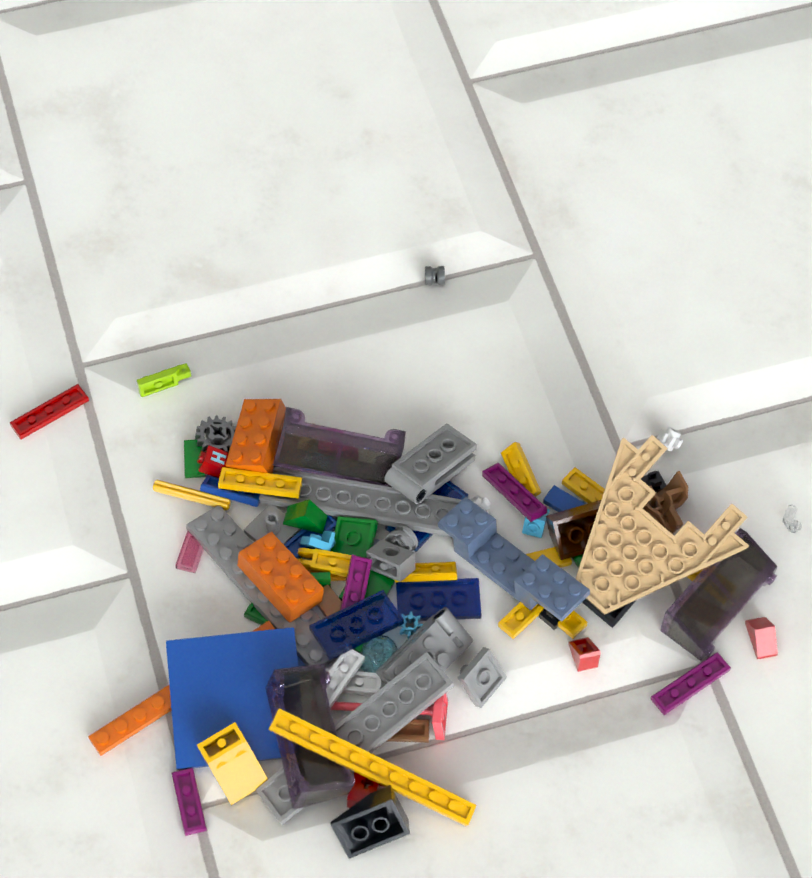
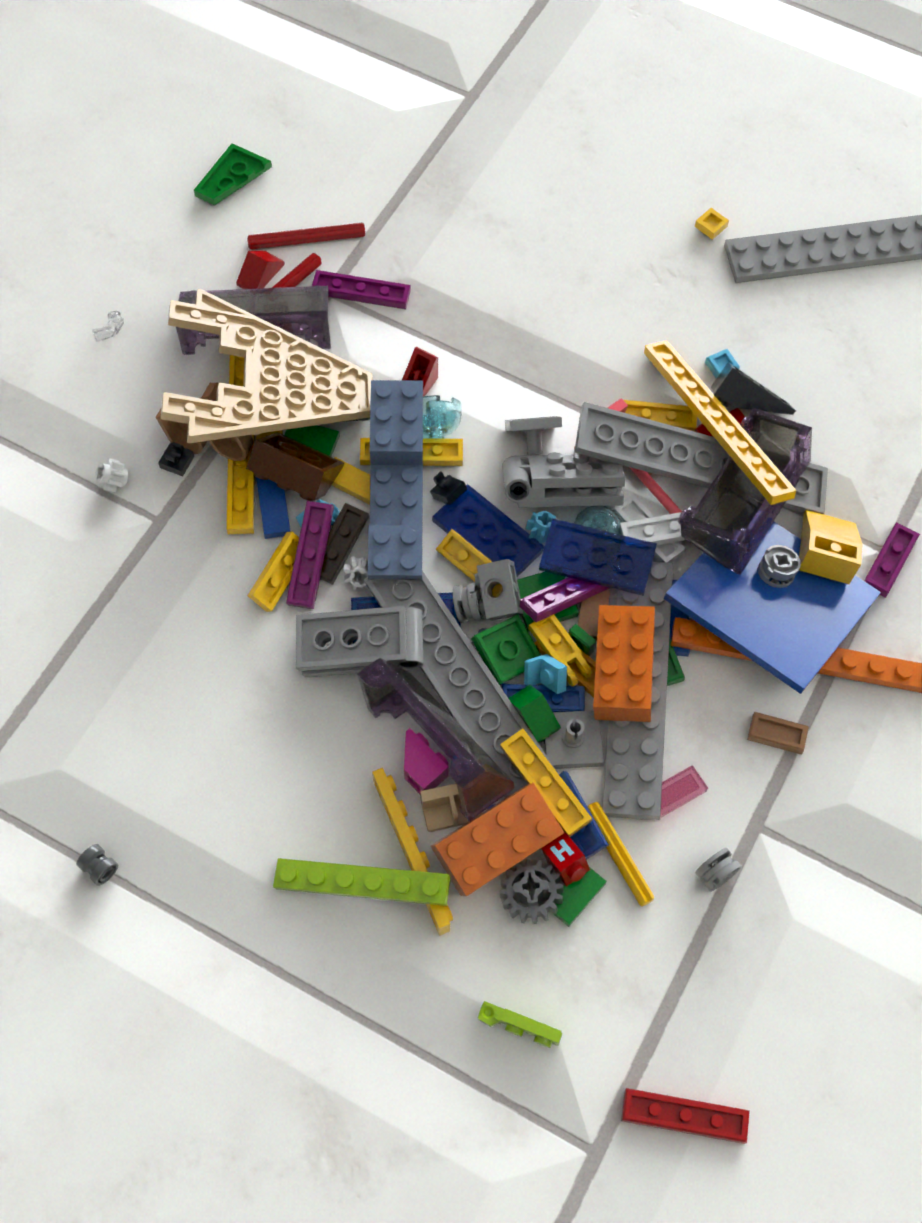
camera: 135 degrees left, 5 degrees up
(131, 524) = (718, 869): none -> light grey wheel
(164, 630) = (778, 733): none -> medium nougat tile
(247, 712) = (780, 564): none -> light grey wheel
(302, 367) = (362, 881): none -> lime plate
(310, 408) = (407, 838): none -> yellow plate
(418, 846) = (719, 360): none -> medium azure tile
(426, 757) = (670, 414): none -> yellow plate
(487, 600) = (447, 488): none -> black tile
(509, 517) = (341, 540): none -> dark brown tile
(541, 631) = (440, 416): none -> clear light blue cylinder
(736, 650) = (300, 272): none -> red axle
(767, 687) = (304, 236): none -> red axle

